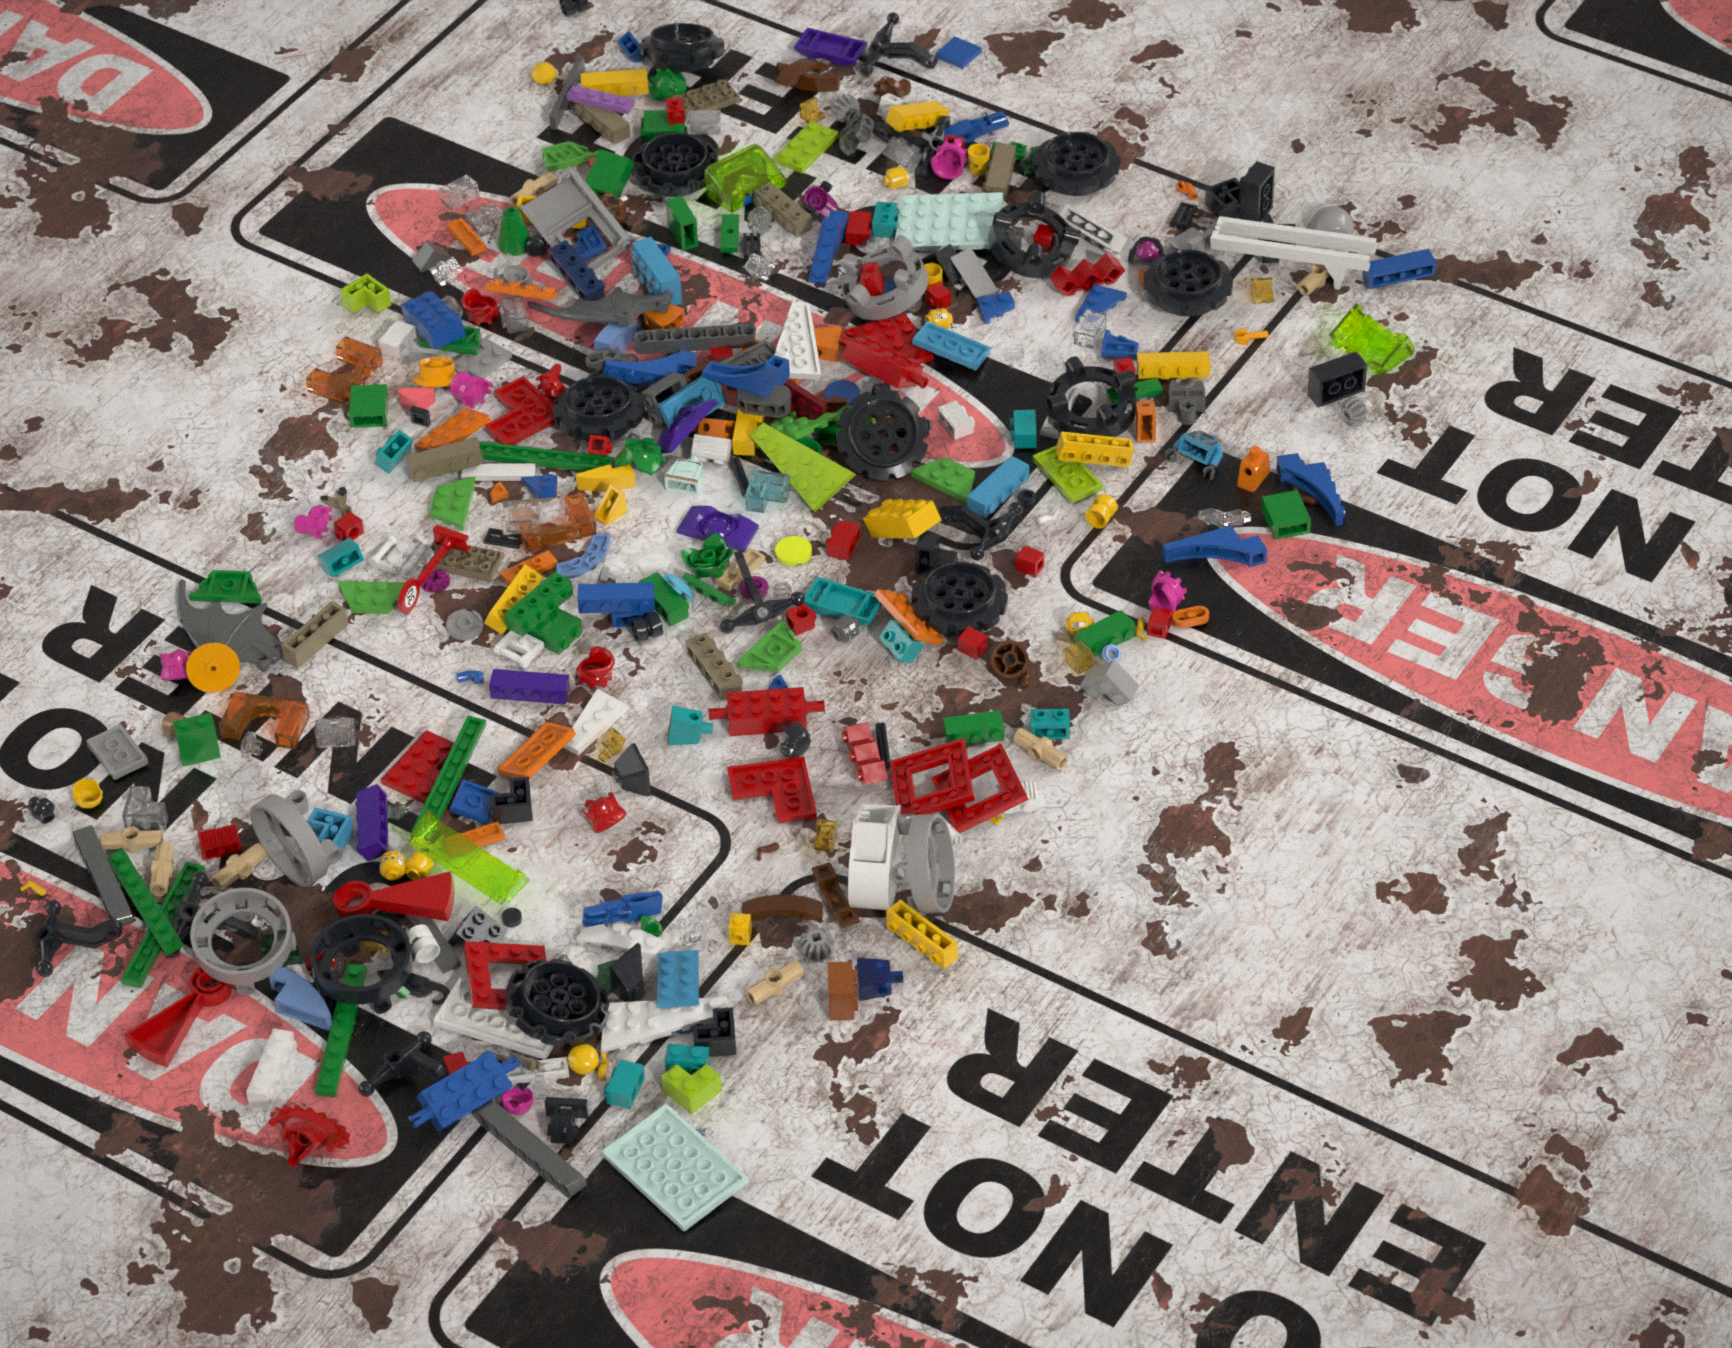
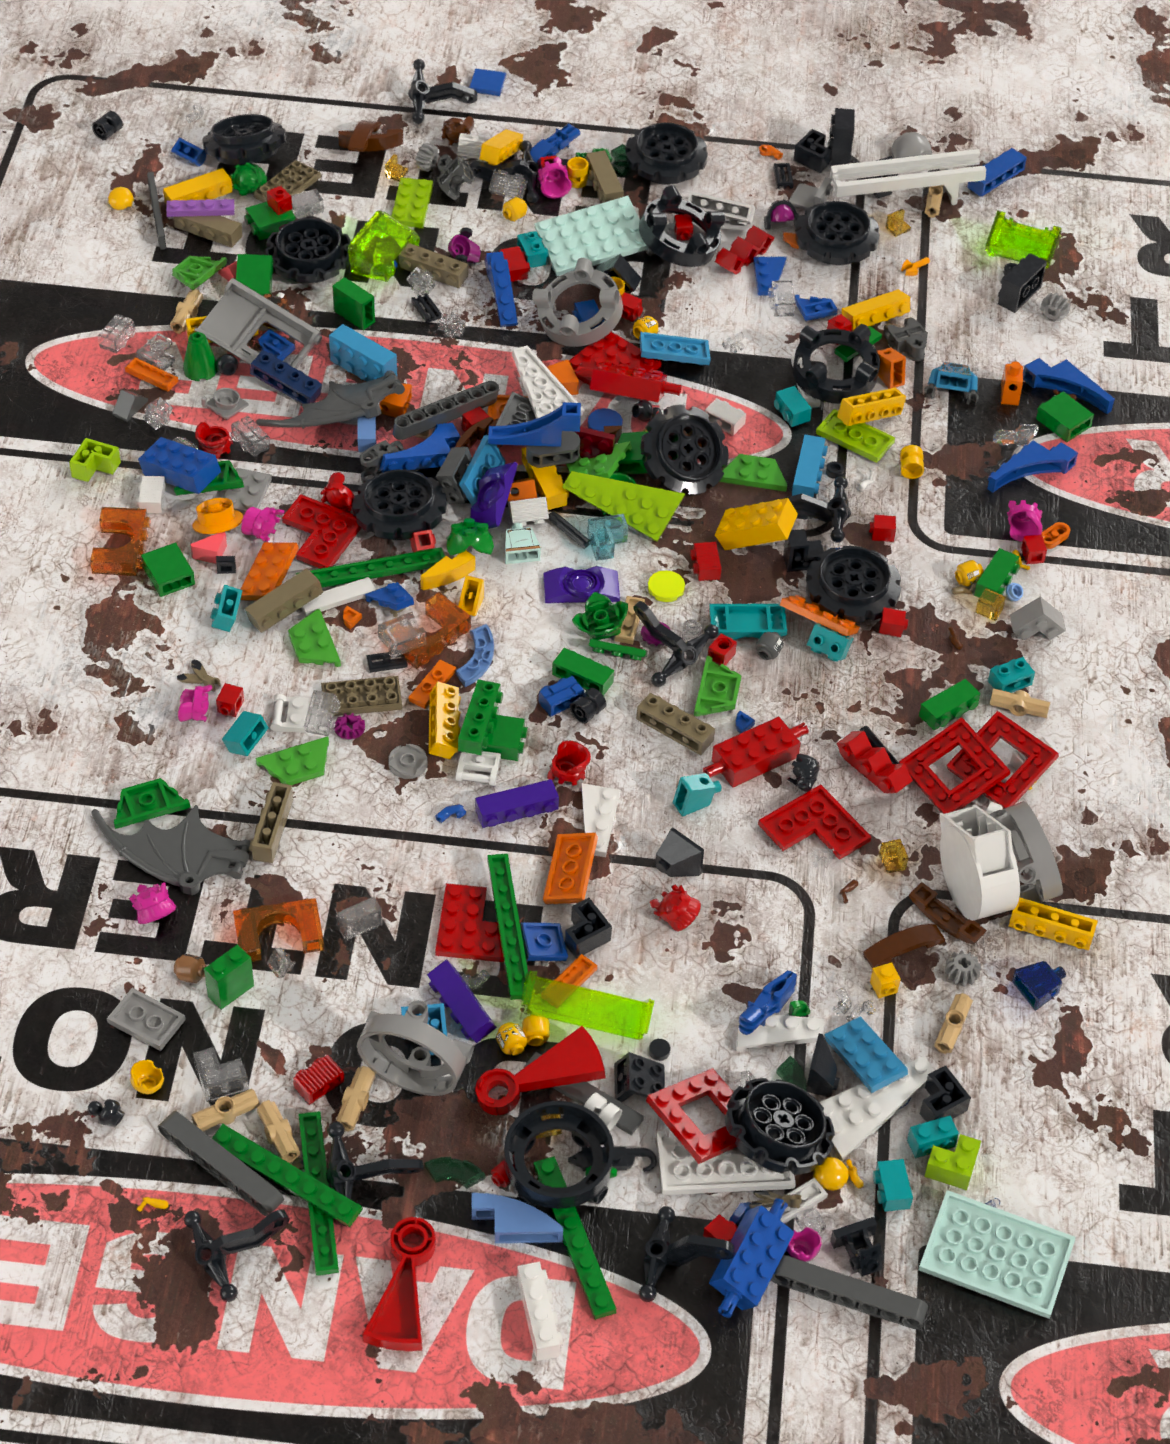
camera: 30 degrees left, 5 degrees up
(213, 667) = (194, 892): light orange piece -> none
(241, 904) = (402, 1144): light grey piece -> none
(308, 1131) = (627, 1366): red piece -> none
(448, 539) = (345, 681): red piece -> none
(516, 288) = (252, 408): orange plate -> none
(606, 577) = (514, 672): light grey tile -> none
(613, 744) = (634, 832): clear yellow plate -> none
(616, 597) = (548, 686): blue brick -> none
(679, 585) = (595, 654): medium azure dish -> none
(729, 233) = (399, 301): green tile -> none
(830, 47) = (372, 106): dark purple slope -> none
(842, 990) = (1025, 1008): dark orange brick -> none
(872, 278) = (567, 305): red brick -> none
(974, 273) = (649, 277): light grey sticker -> none
(995, 305) = (680, 301): blue wing -> none
(1009, 659) = (938, 627): reddish brown cylinder -> none

